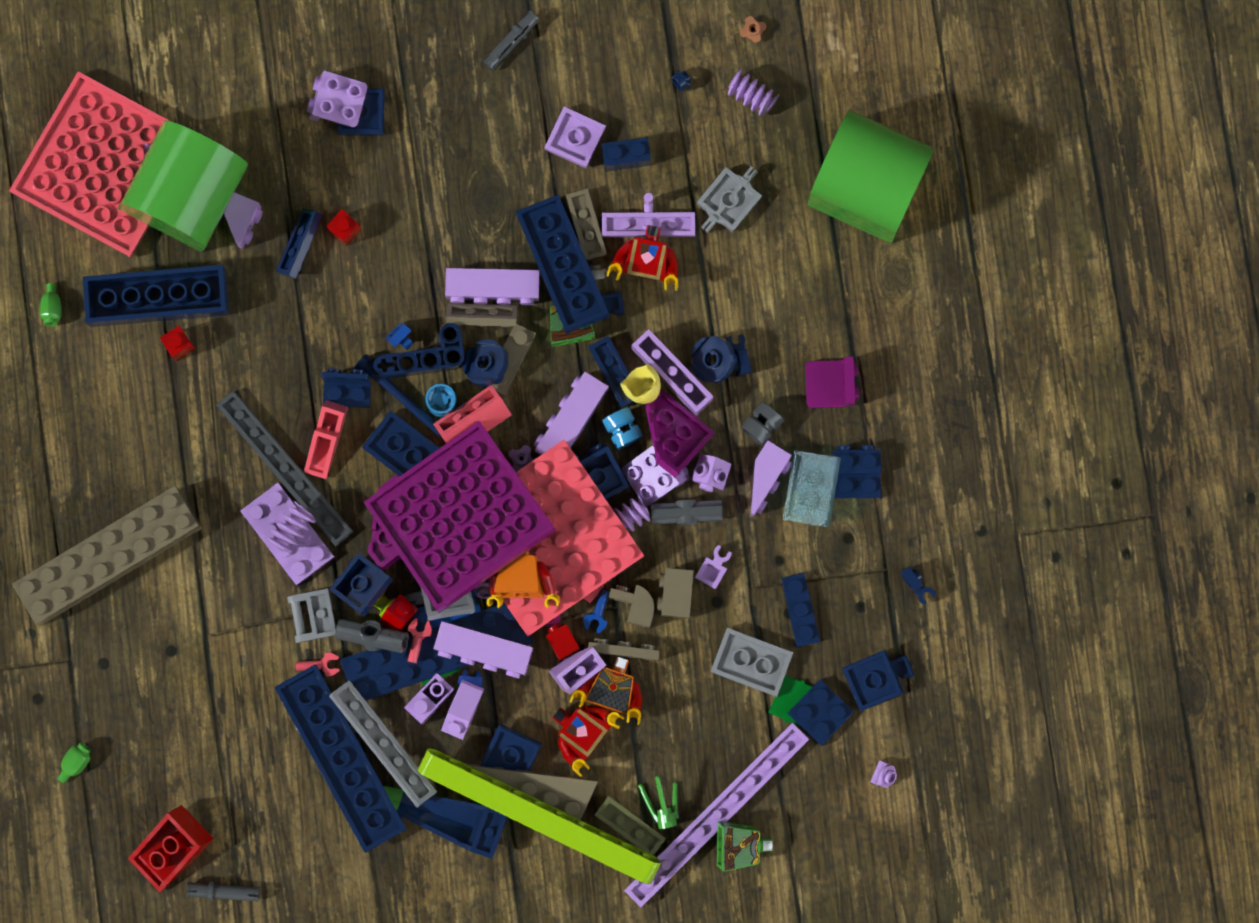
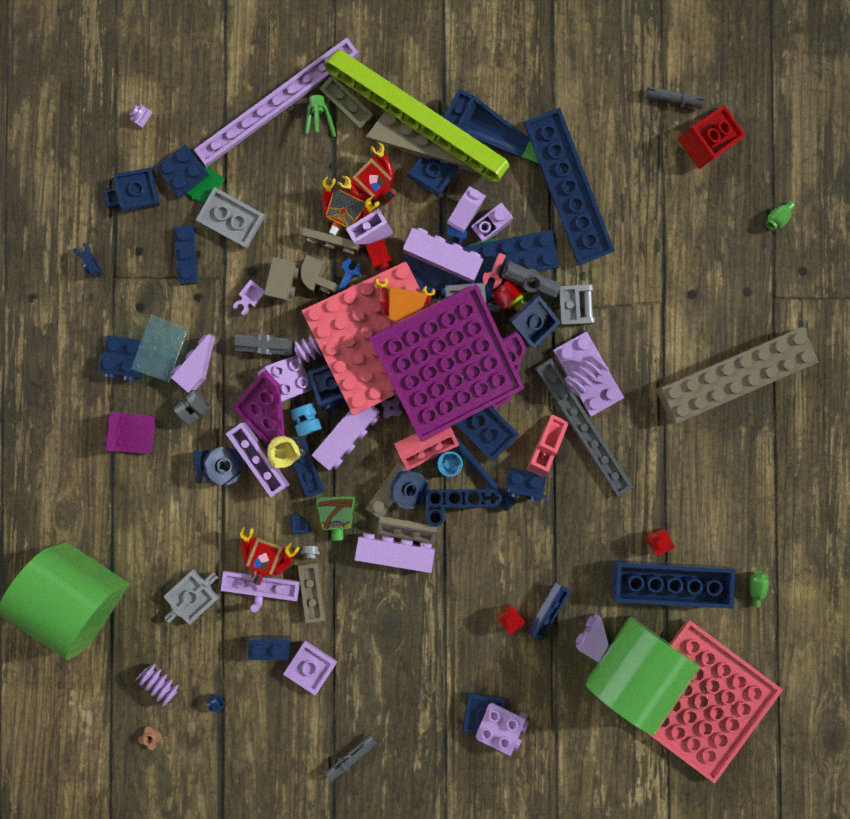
camera: 175 degrees left, 5 degrees up
(321, 664) = (574, 265): coral bar -> none
(382, 743) = (534, 192): light grey plate -> none
(399, 336) = (477, 522): blue tile -> none
(562, 264) = (334, 562): dark blue plate -> none
(711, 473) = (239, 373): lavender brick -> none
(739, 845) = (261, 72): torso -> none

